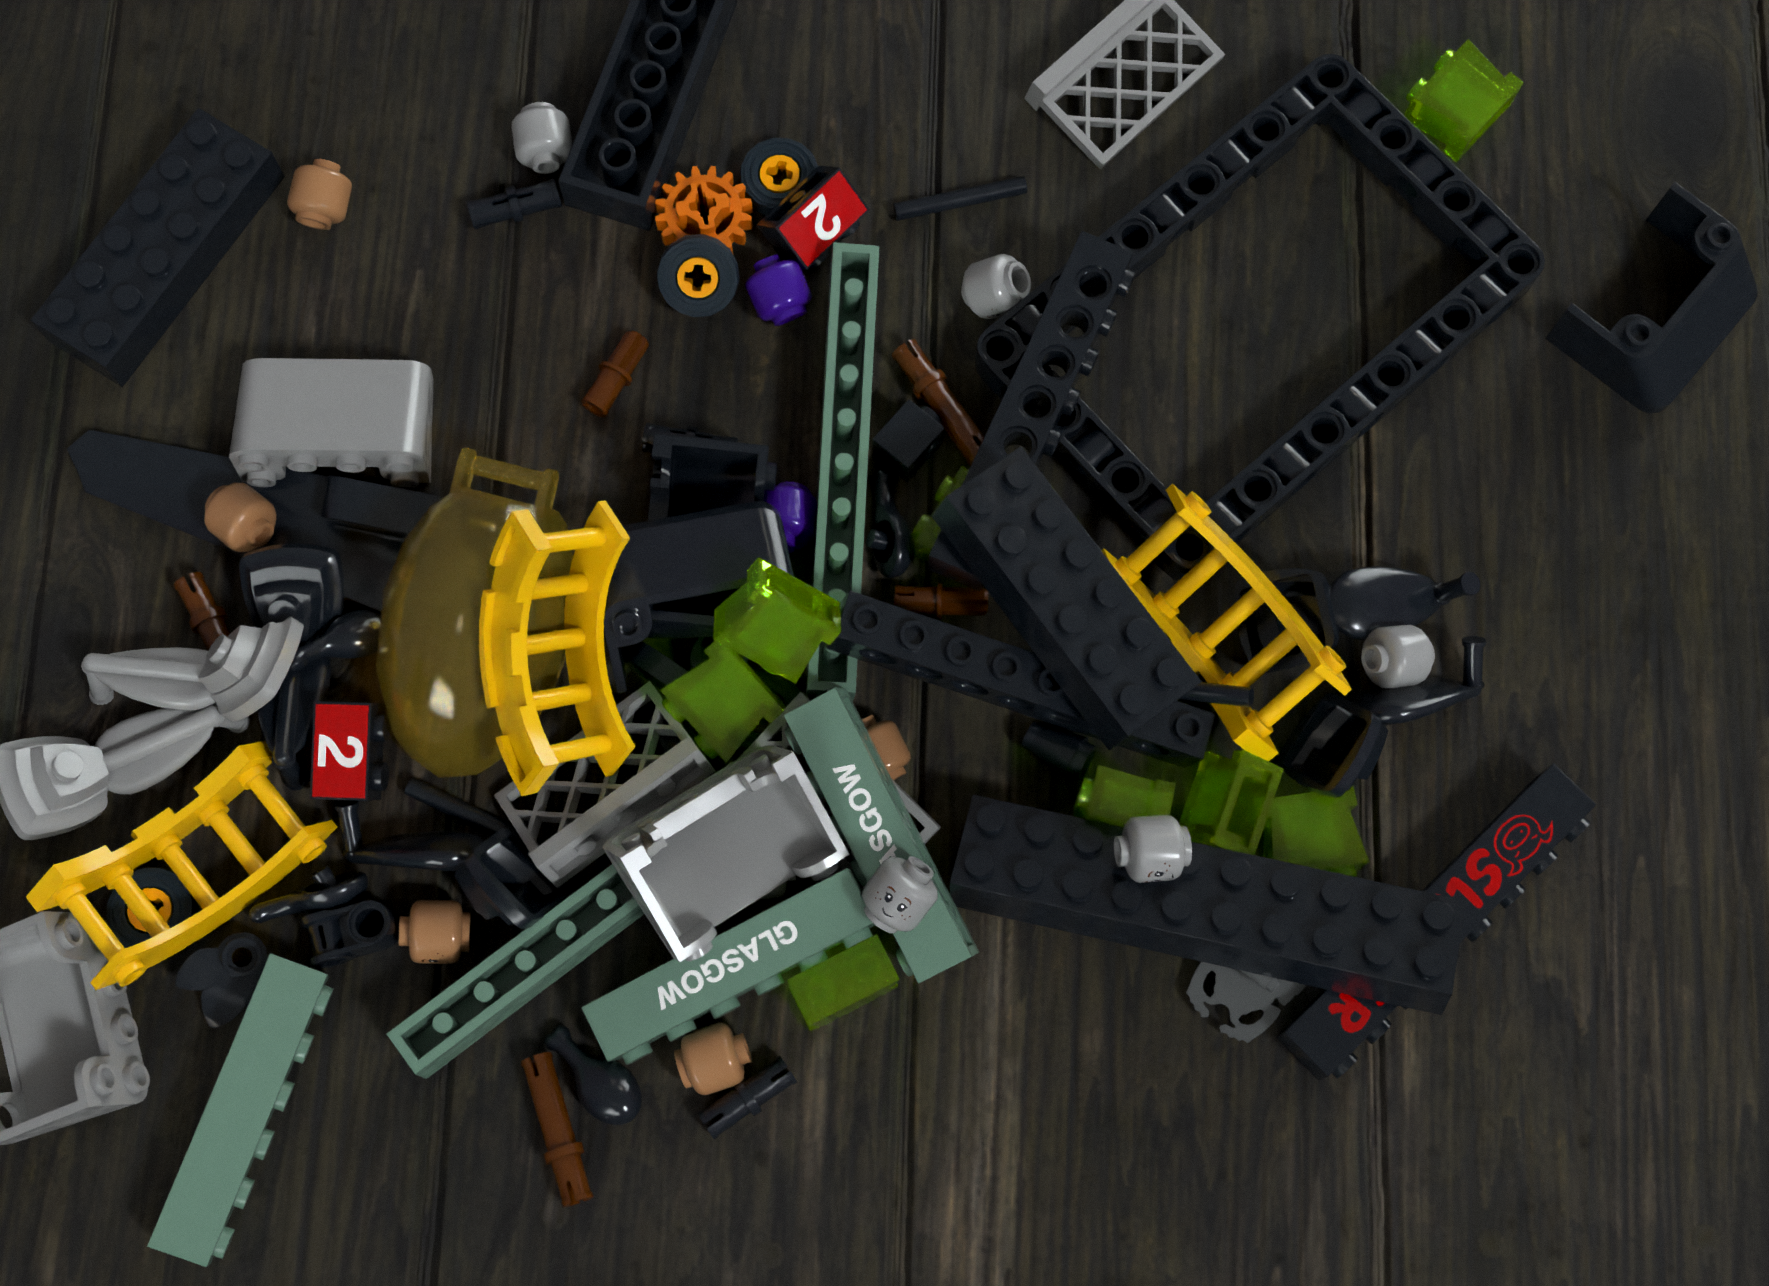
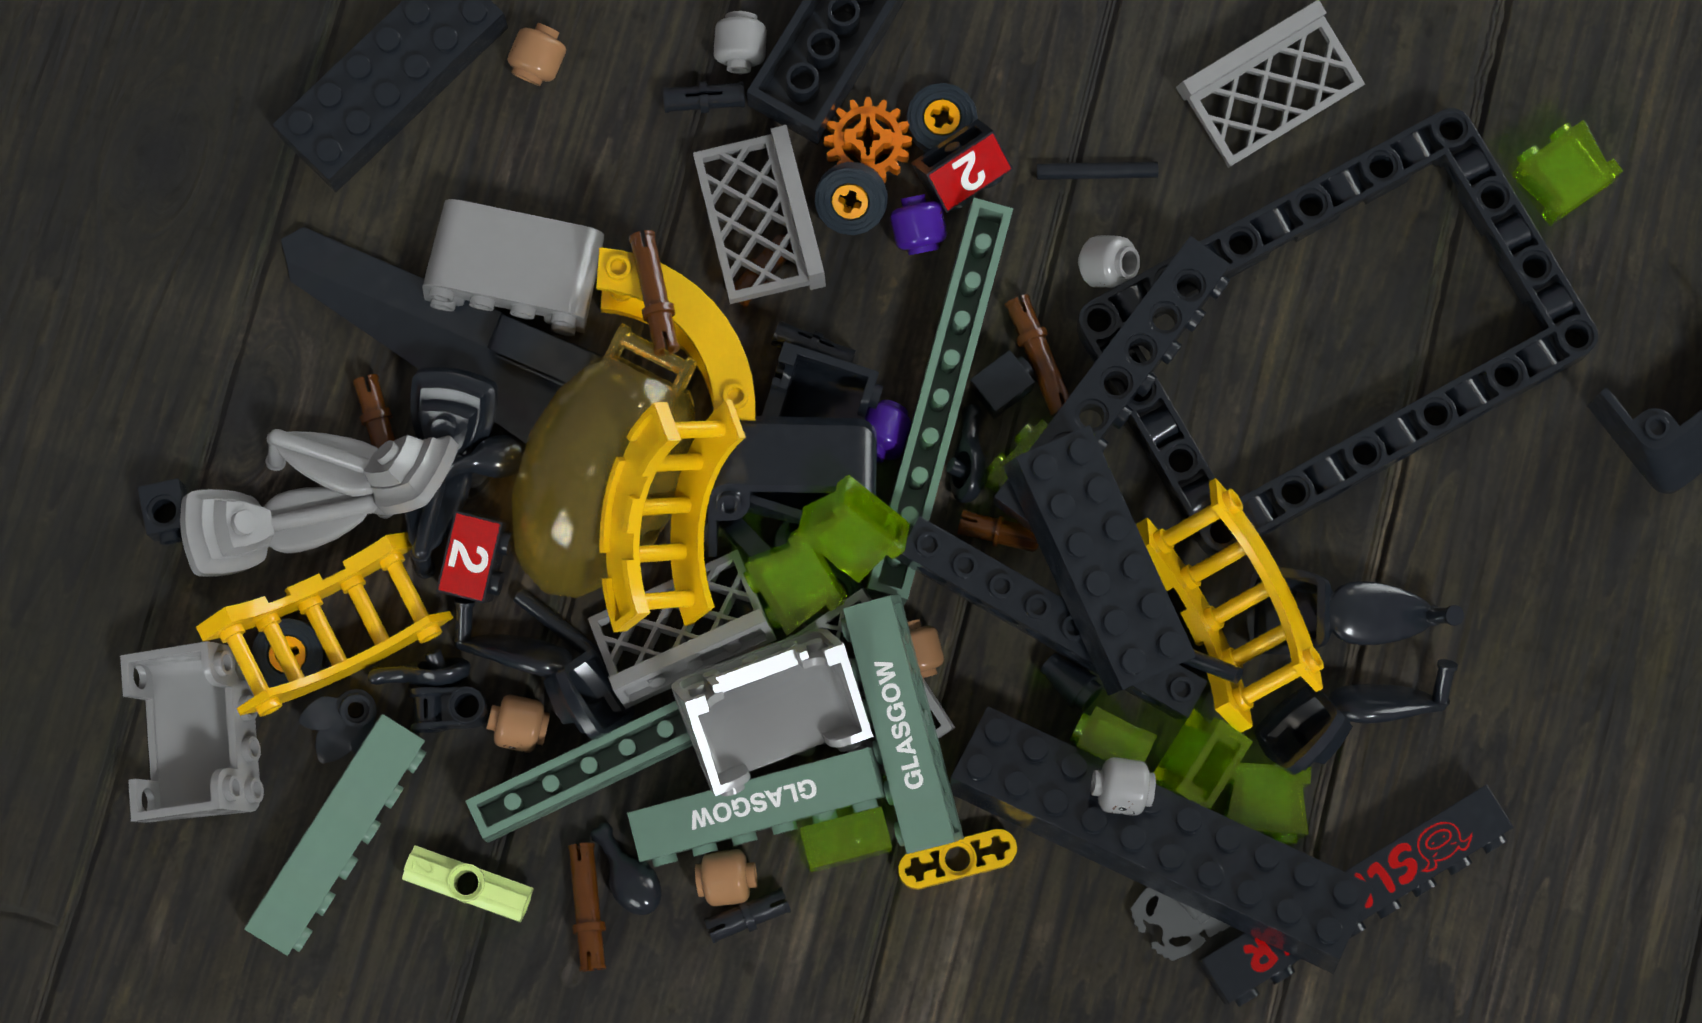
camera: 15 degrees right, 5 degrees up
(240, 517) = (419, 333): medium nougat head -> none
(379, 1127) = (442, 875): none -> yellowish green piece
(501, 421) = (657, 309): none -> reddish brown pin
(528, 425) = (698, 323): none -> yellow fence
(640, 308) = (793, 206): none -> light grey fence
(899, 894) = (906, 779): light grey head -> none
(1013, 973) = (990, 860): none -> yellow beam
(1397, 656) = (1376, 664): light grey head -> none

